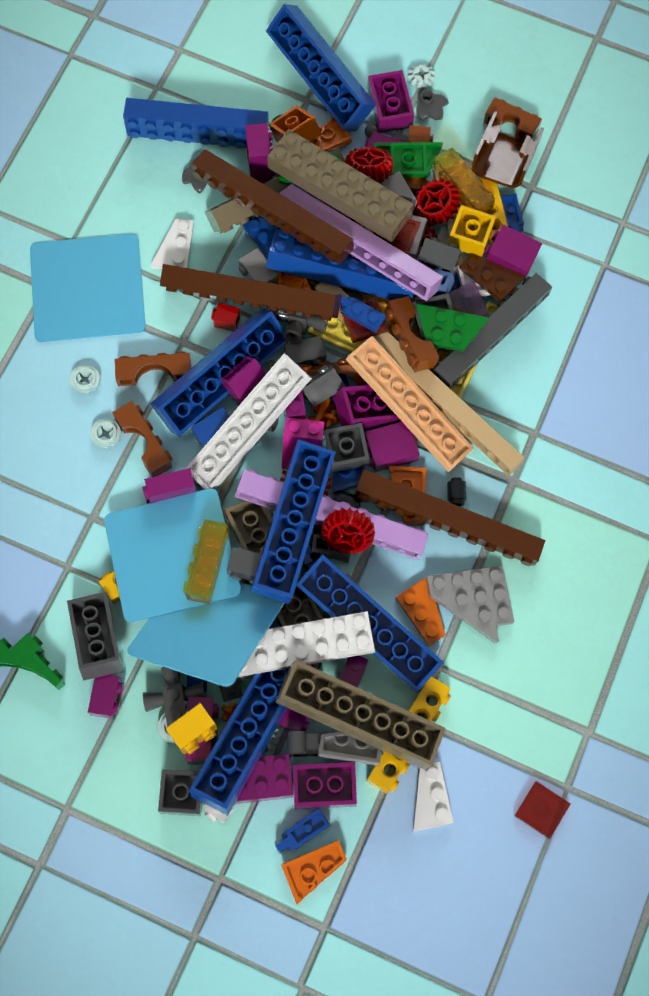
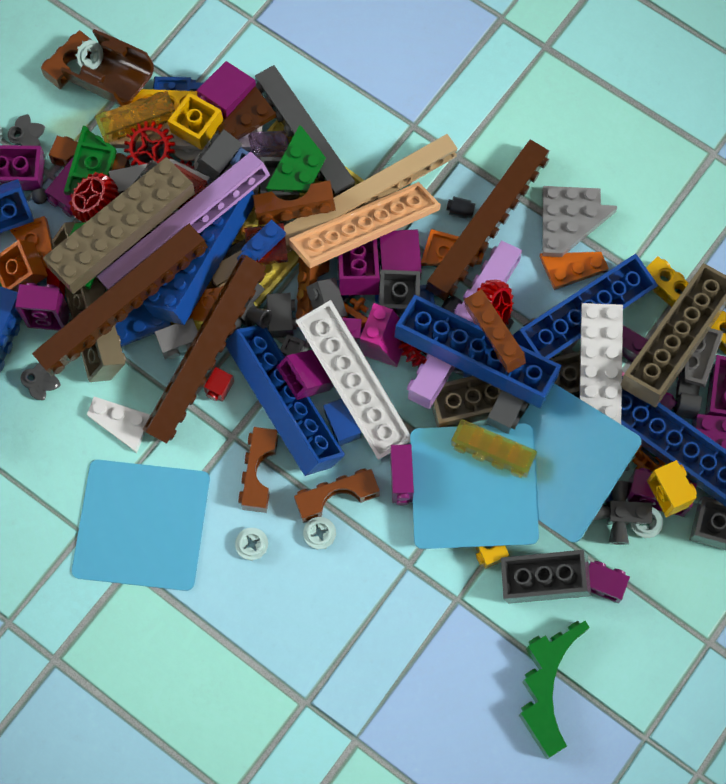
camera: 75 degrees left, 0 degrees up
(293, 536) = (490, 322): none -> dark orange arch
(510, 132) = (95, 57): none -> light aqua gear

